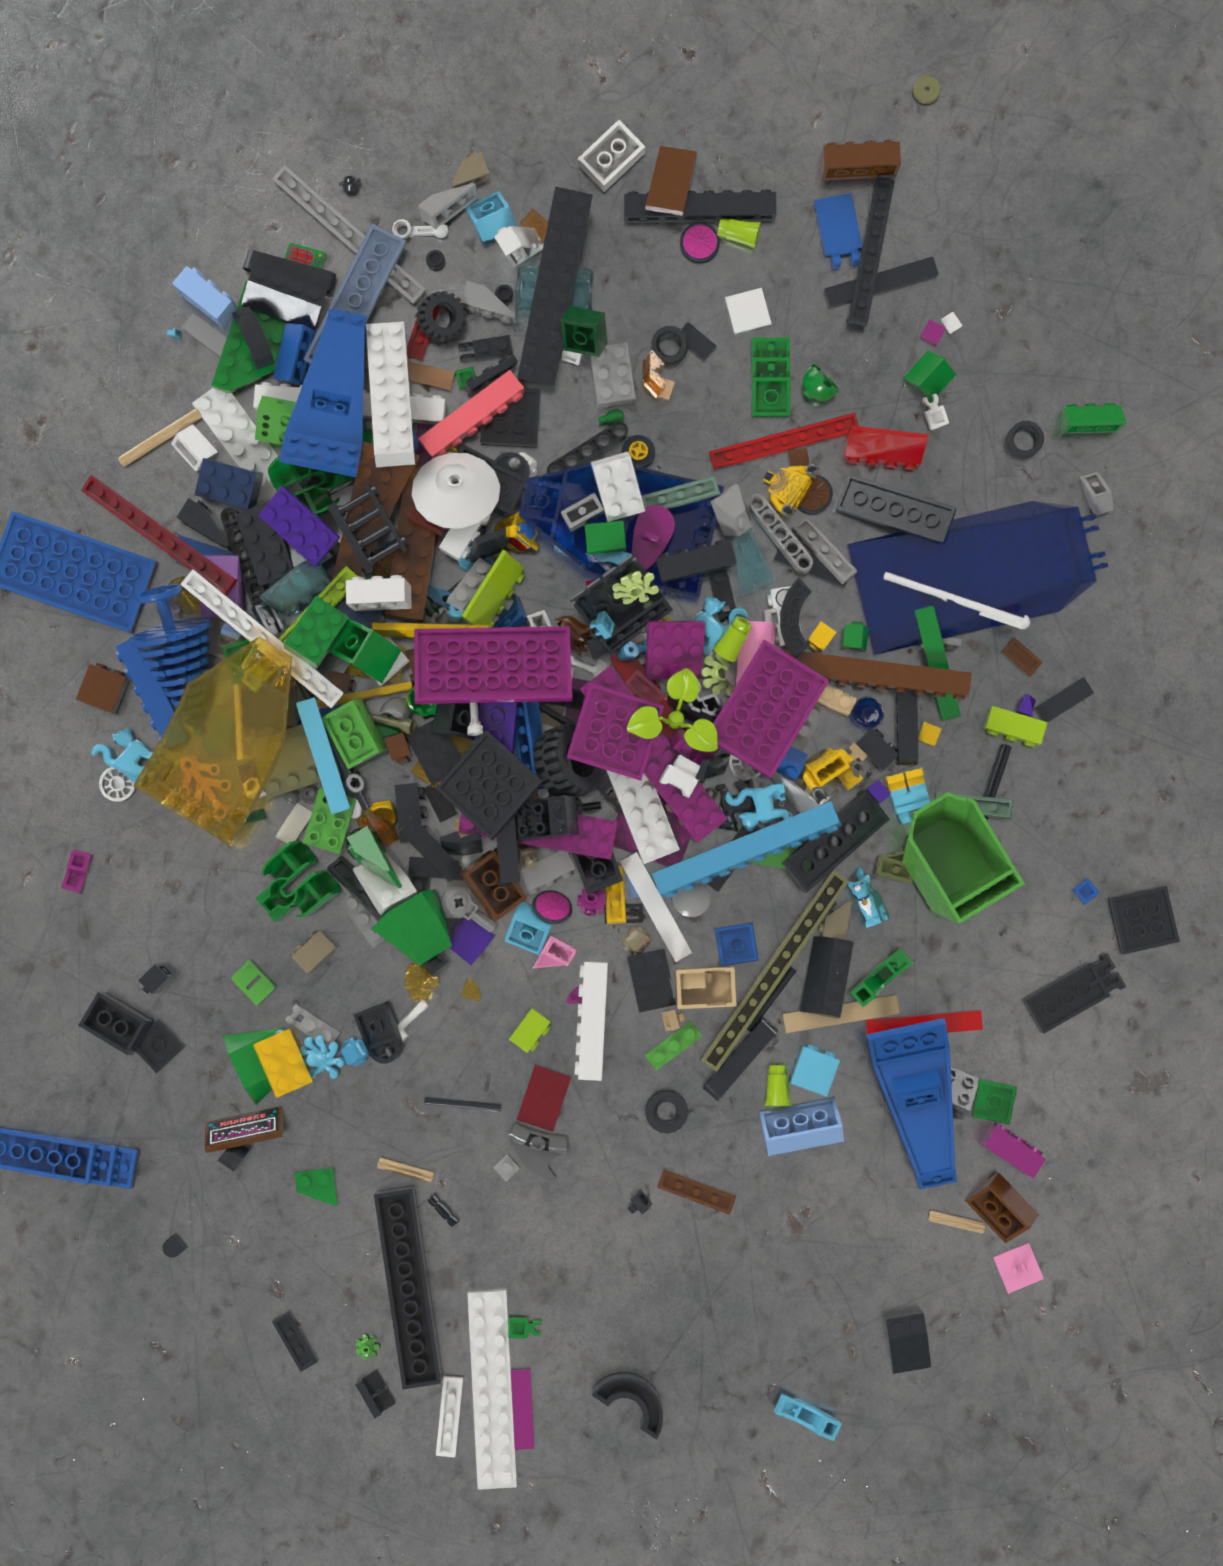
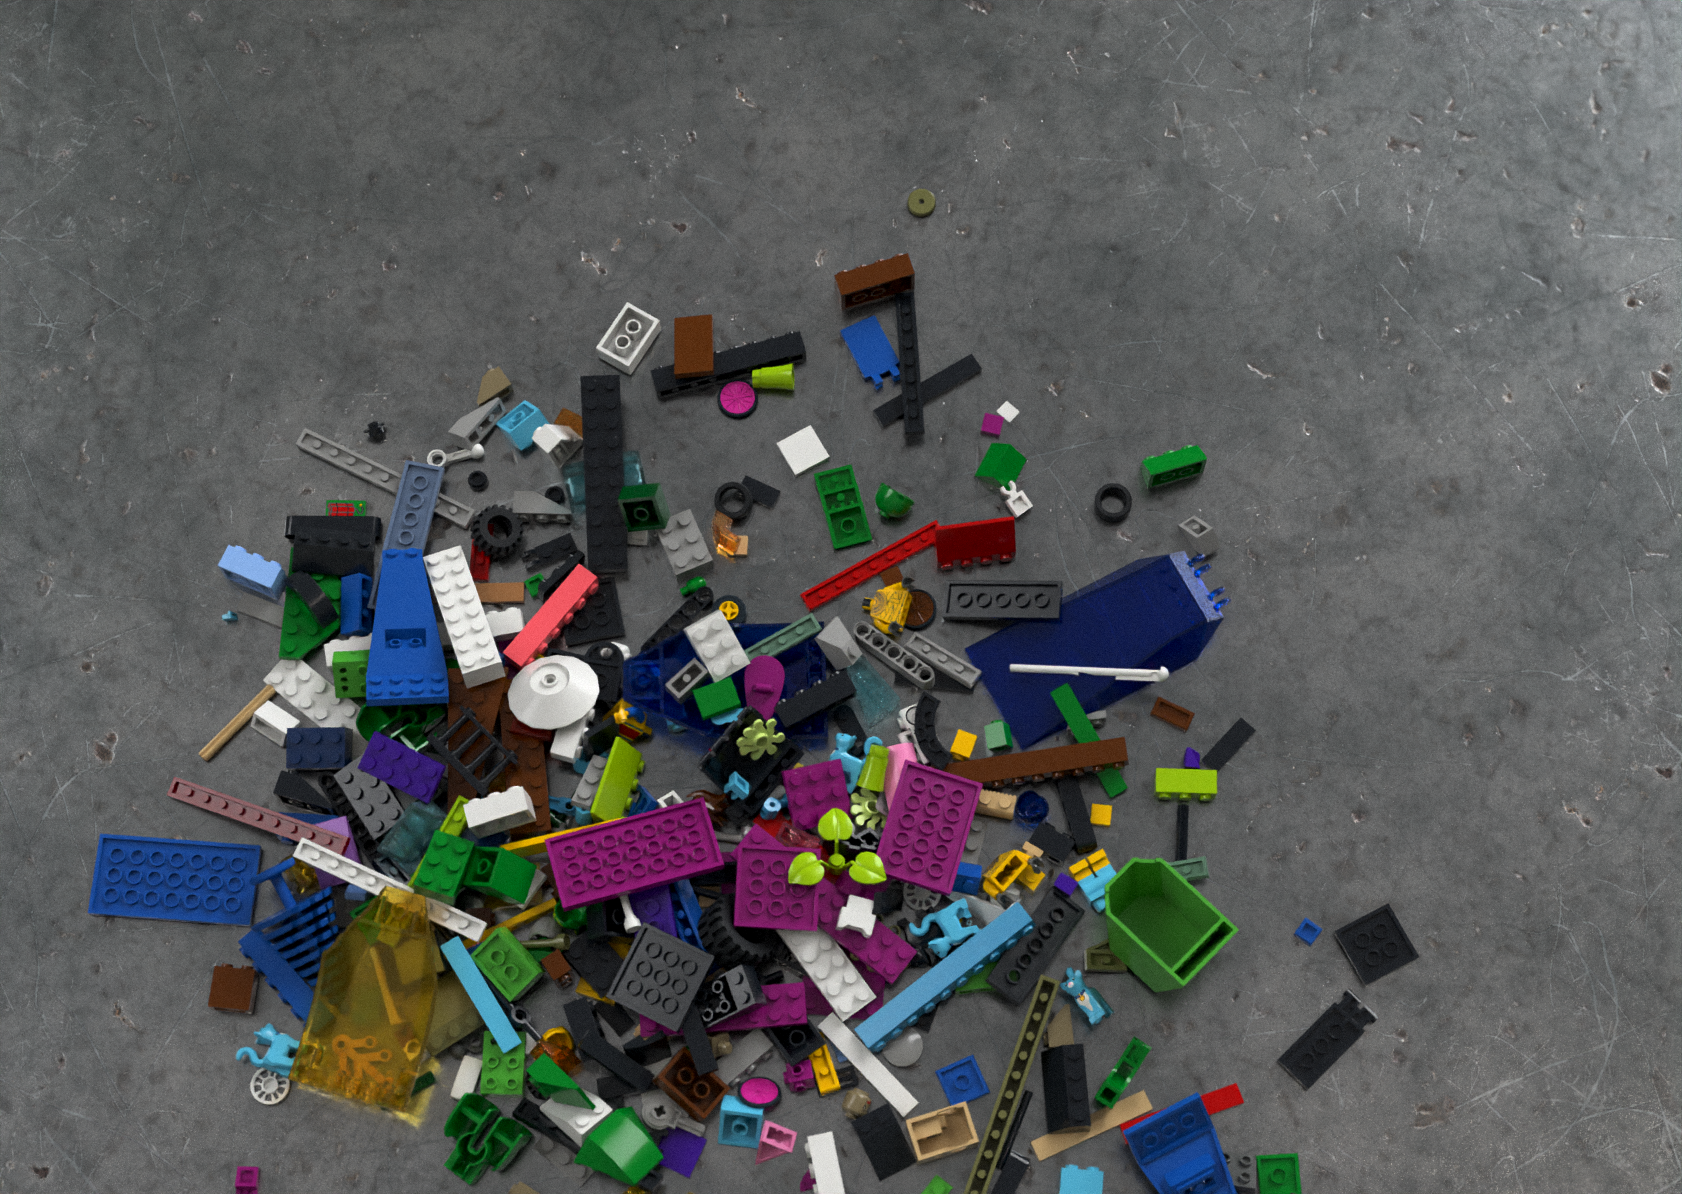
camera: 10 degrees left, 15 degrees down
(671, 1019) = (916, 1178): tan tile -> none

